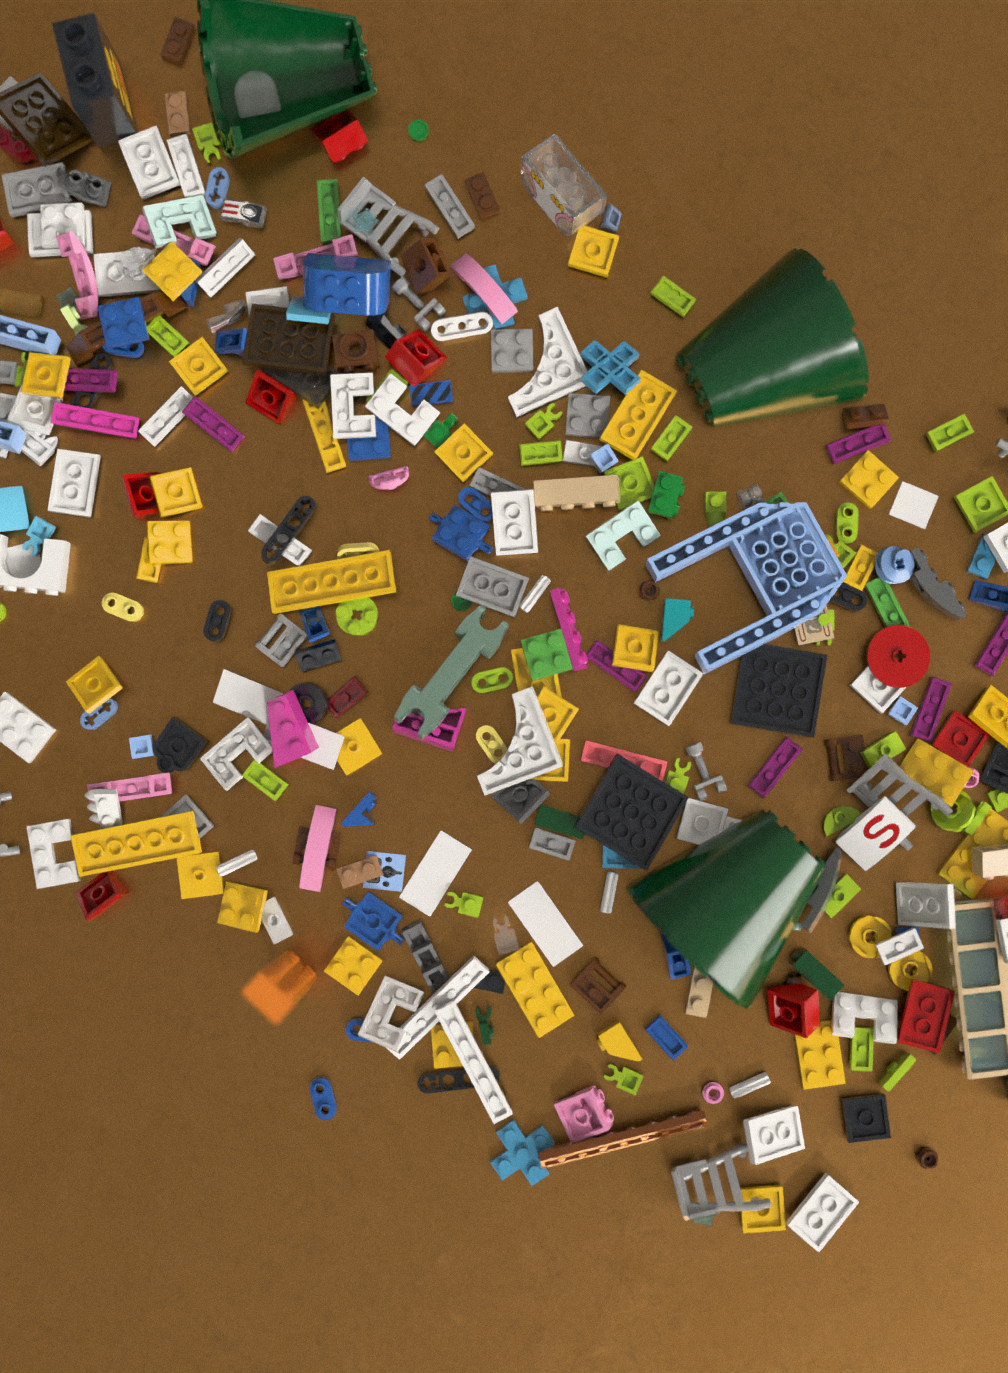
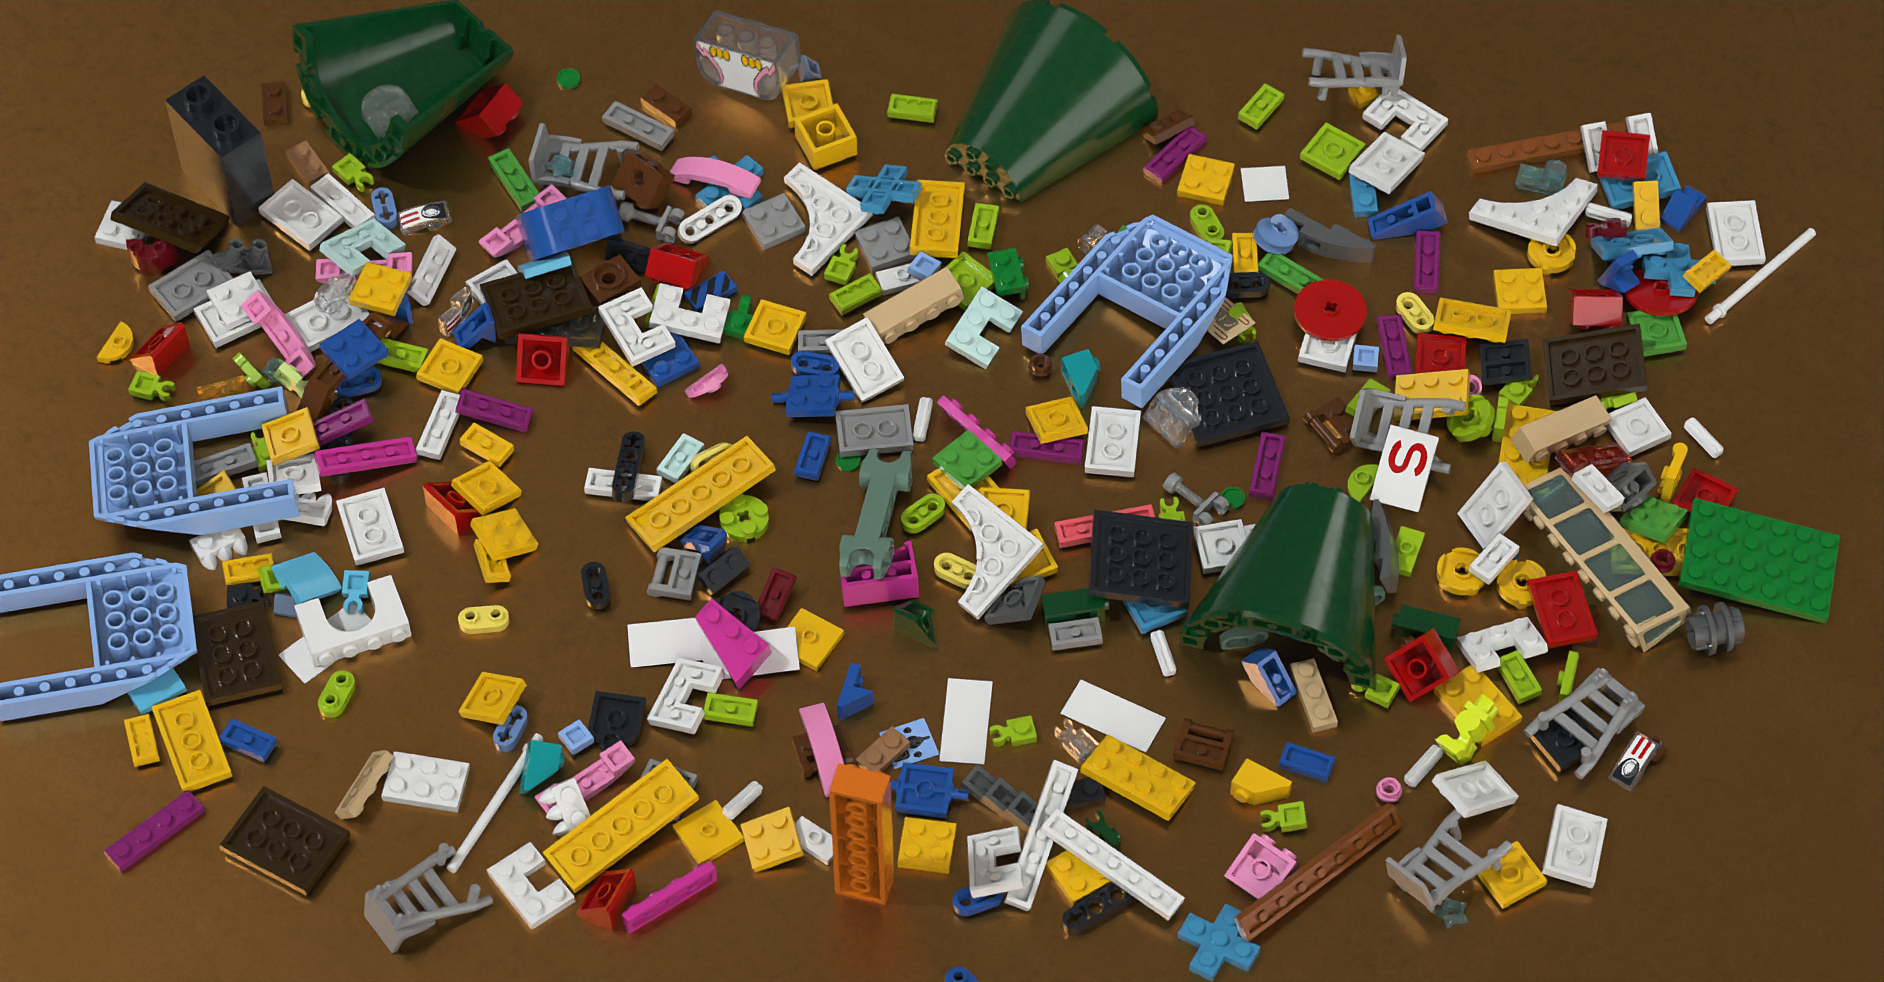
camera: 25 degrees left, 30 degrees down
(46, 298) = (253, 376): none -> lime plate
(102, 760) = (540, 763): none -> teal slope
(103, 740) = (490, 810): none -> white bar
(137, 917) = (667, 898): none -> dark pink plate
(194, 452) = (486, 444): none -> yellow plate
(333, 538) = (678, 459): none -> light aqua plate
(434, 586) = (812, 456): none -> blue plate
(441, 773) = (916, 622): none -> dark green slope
(589, 293) = (825, 136): none -> yellow brick
(726, 691) = (1173, 414): none -> clear slope
(734, 781) = (1235, 497): none -> green piece
(755, 1011) = (1383, 693): none -> lime plate
(800, 1086) = (1473, 726): none -> neon yellow hips
(904, 1095) = (1622, 716): none -> light grey hand
(906, 1165) = (1634, 761): none -> slope
(964, 688) = (1416, 314): none -> light yellow plate

